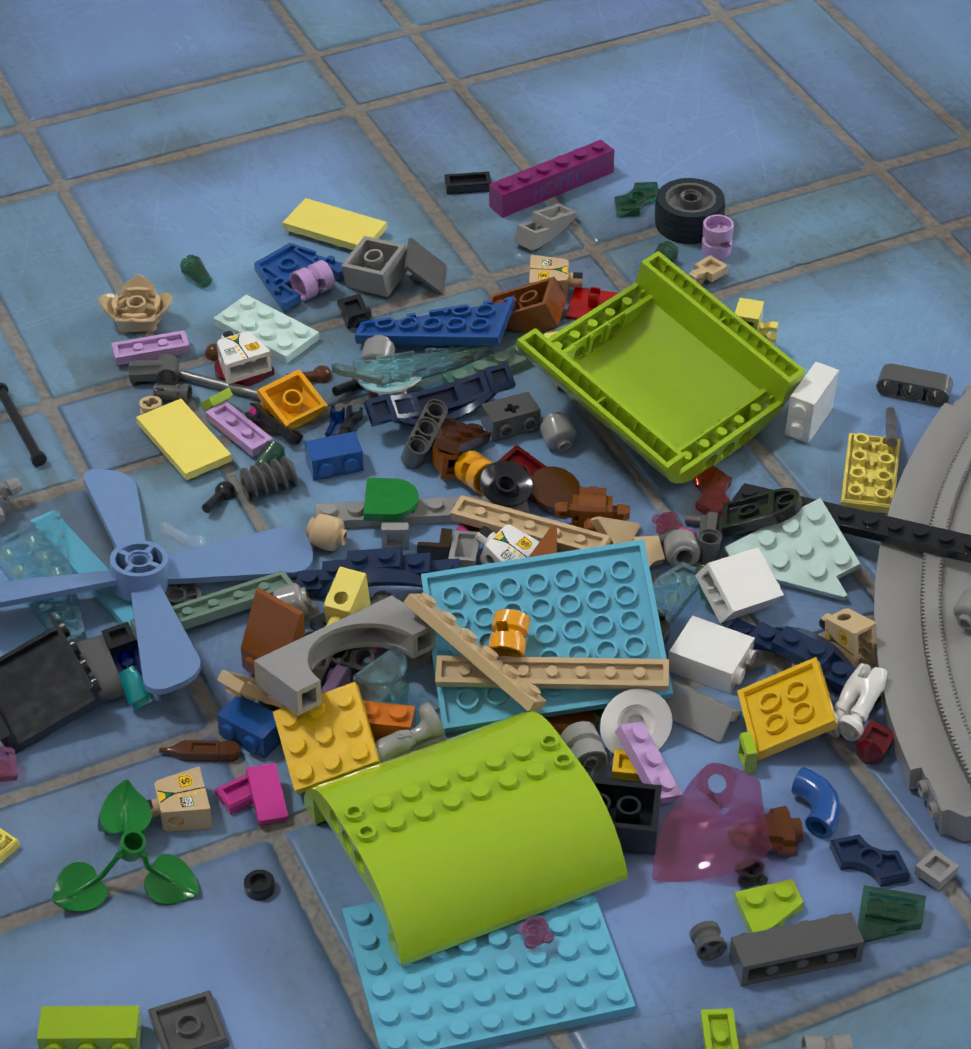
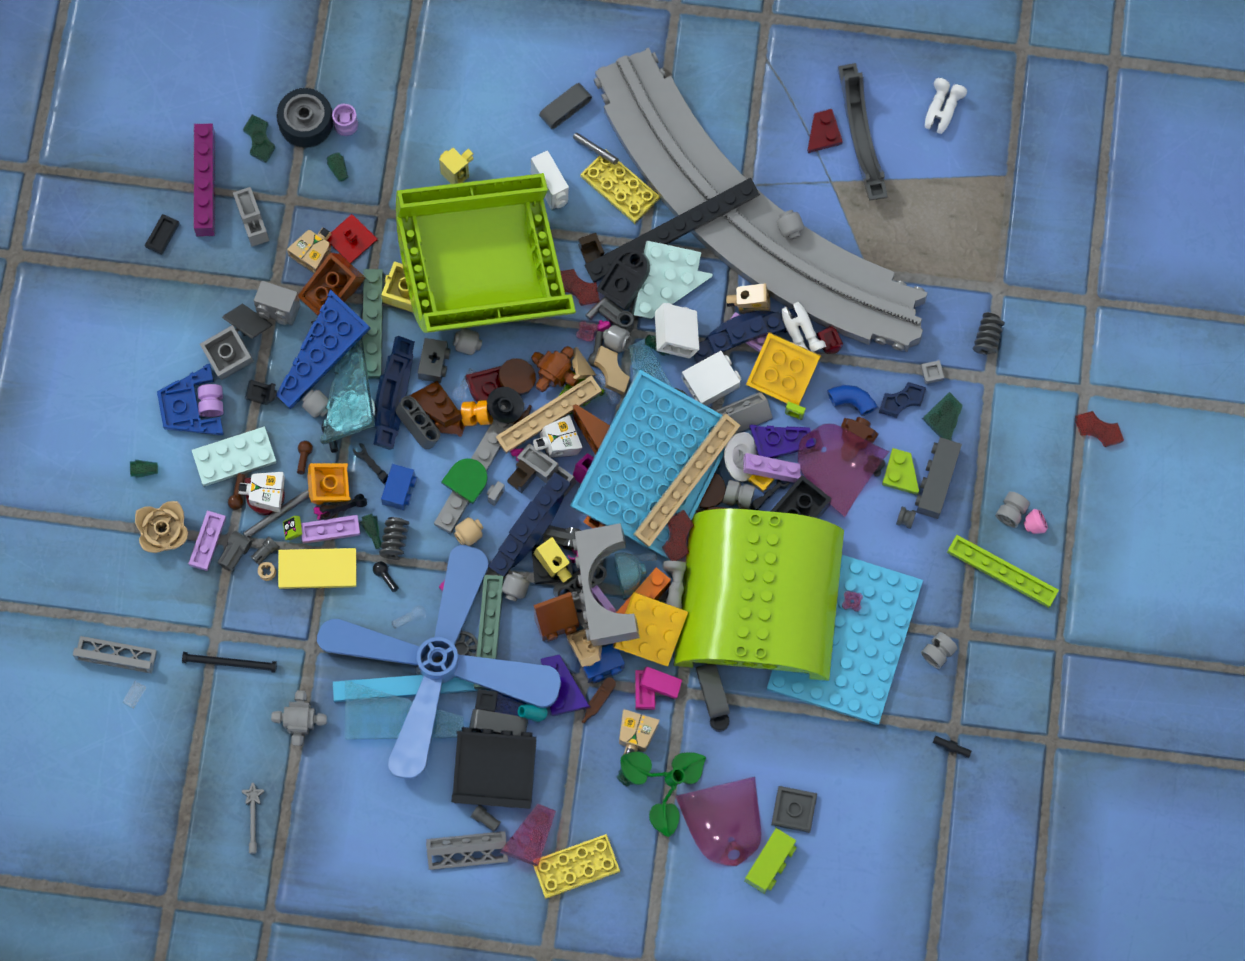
camera: 60 degrees left, 30 degrees up
(131, 954) = (724, 813): none -> clear pink piece
(189, 706) = (570, 695): none -> dark purple wing
(294, 849) = (712, 690): none -> dark grey beam
(332, 224) = (154, 350): light yellow tile -> none
(336, 417) = (357, 465): clear blue hand -> none
(463, 272) = (276, 303): none -> light grey brick
(481, 656) = (654, 514): tan plate -> none
(486, 708) = (676, 544): none -> clear red tile
(509, 633) = (656, 492): light orange wheel -> none
(688, 753) = (779, 441): none -> dark purple wing
(708, 269) = (371, 147): tan plate -> none
(773, 474) = (590, 247): none -> dark brown panel

